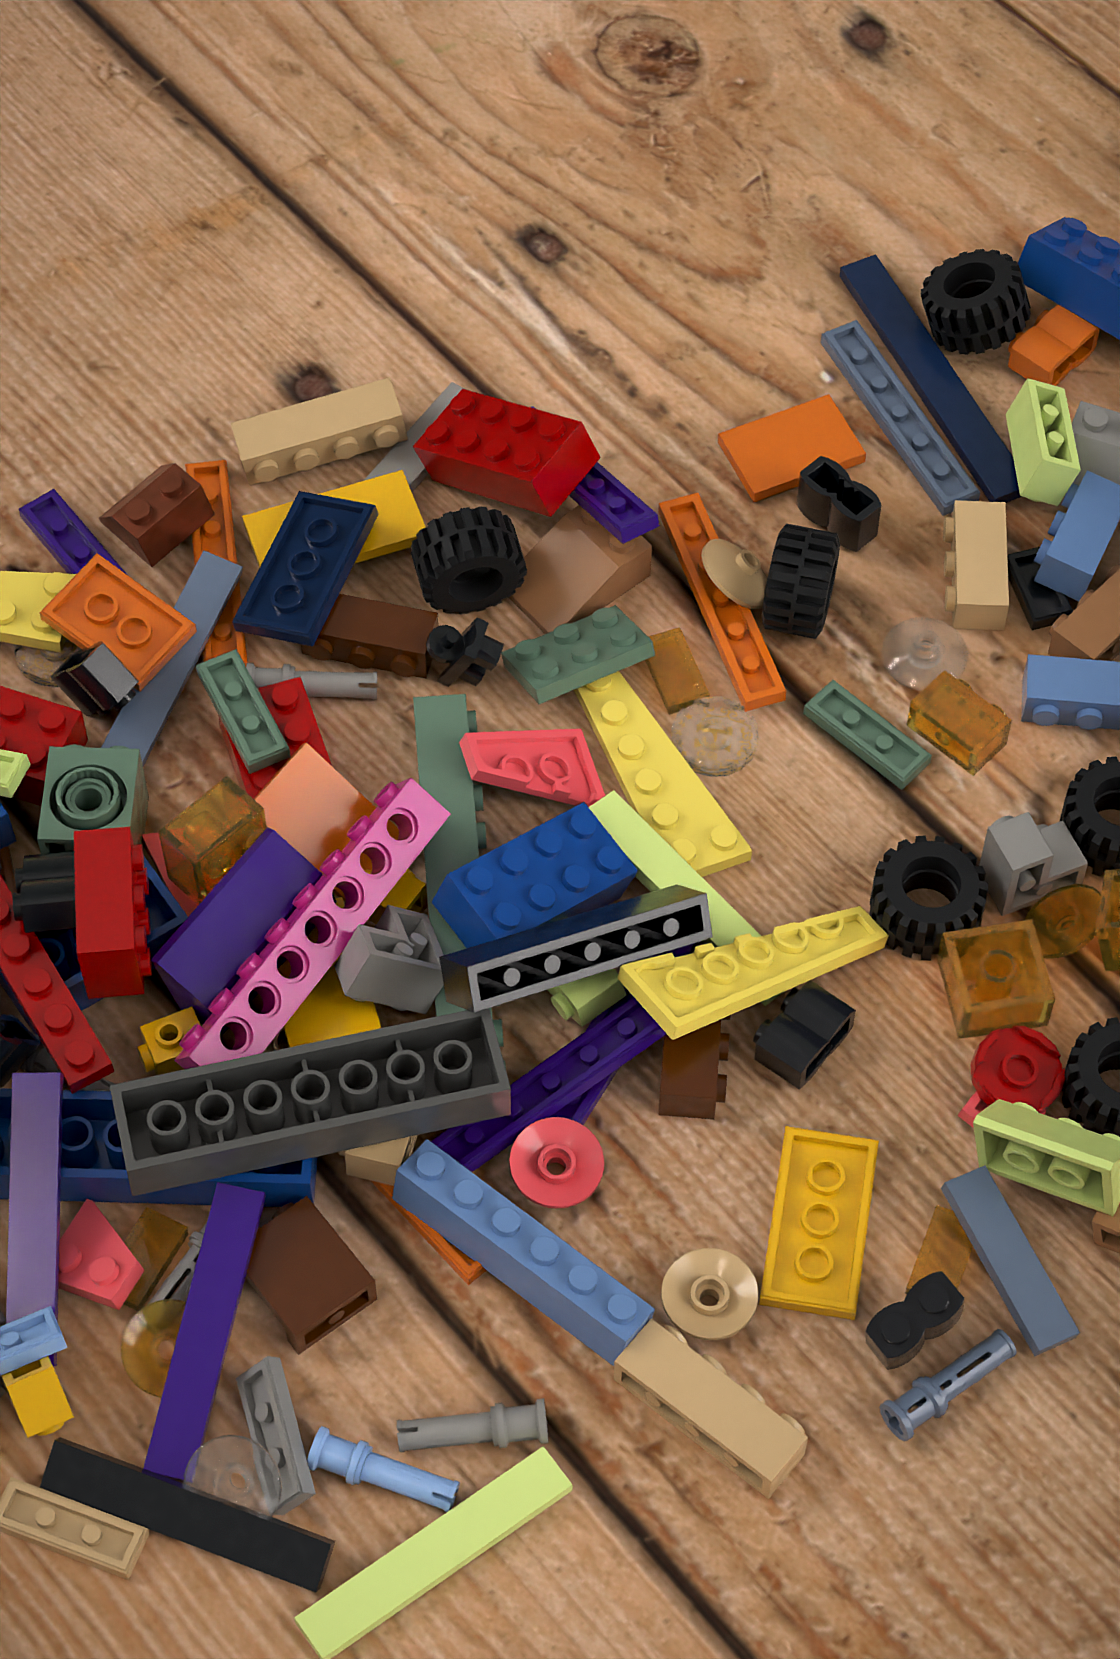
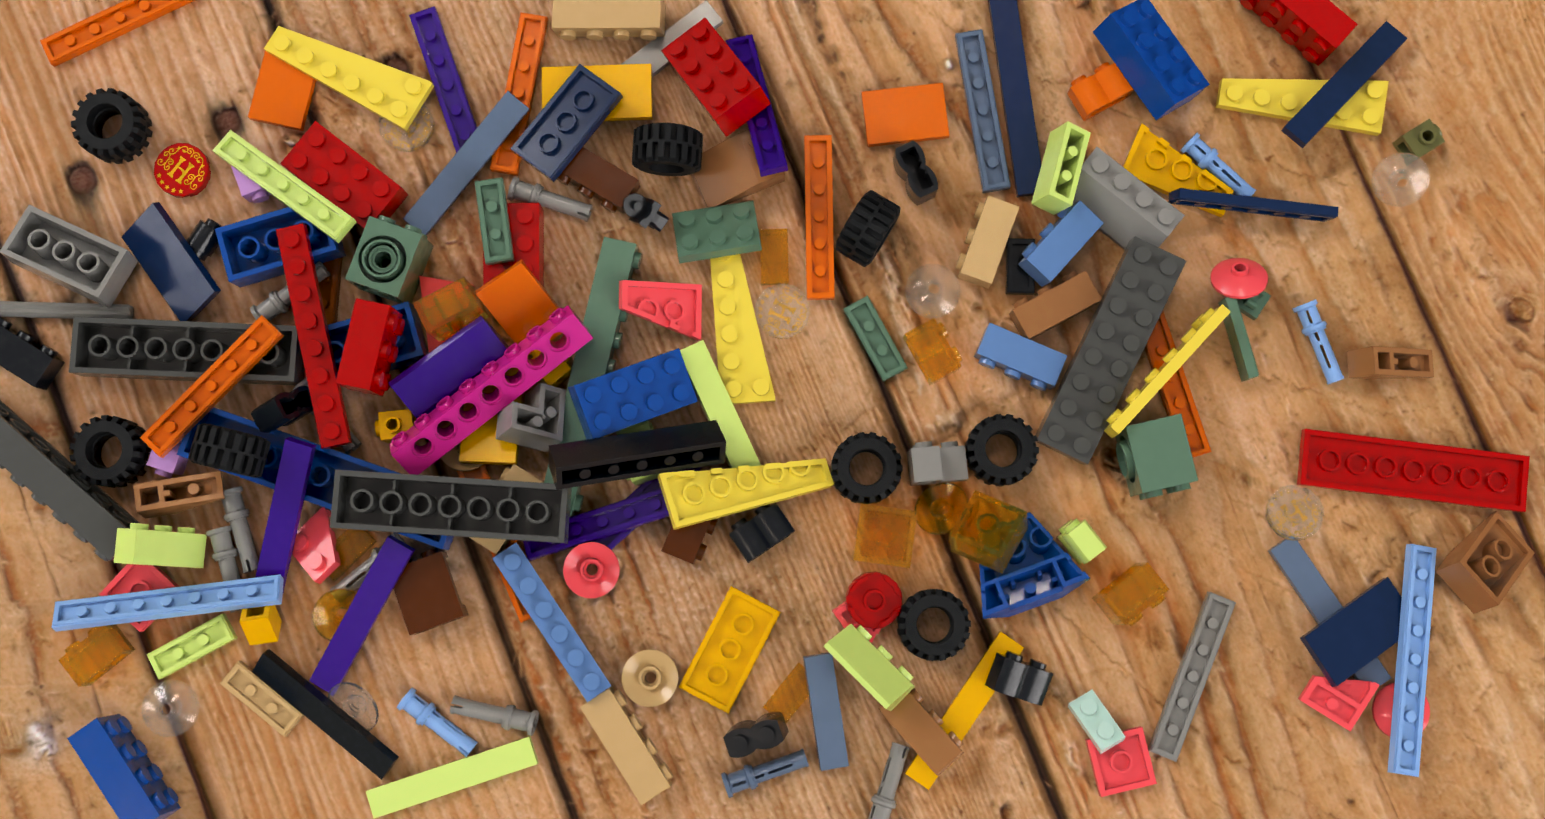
camera: 20 degrees right, 25 degrees up
(45, 892) = (335, 321): black brick -> none
(96, 680) = (415, 166): black brick -> none
(121, 613) = (441, 127): orange tile -> none
(159, 513) = (490, 47): copper slope -> none
(275, 1427) = (386, 682): light grey tile -> none
(735, 572) = (832, 203): tan dish -> none
(975, 301) = (1057, 27): black tyre -> none

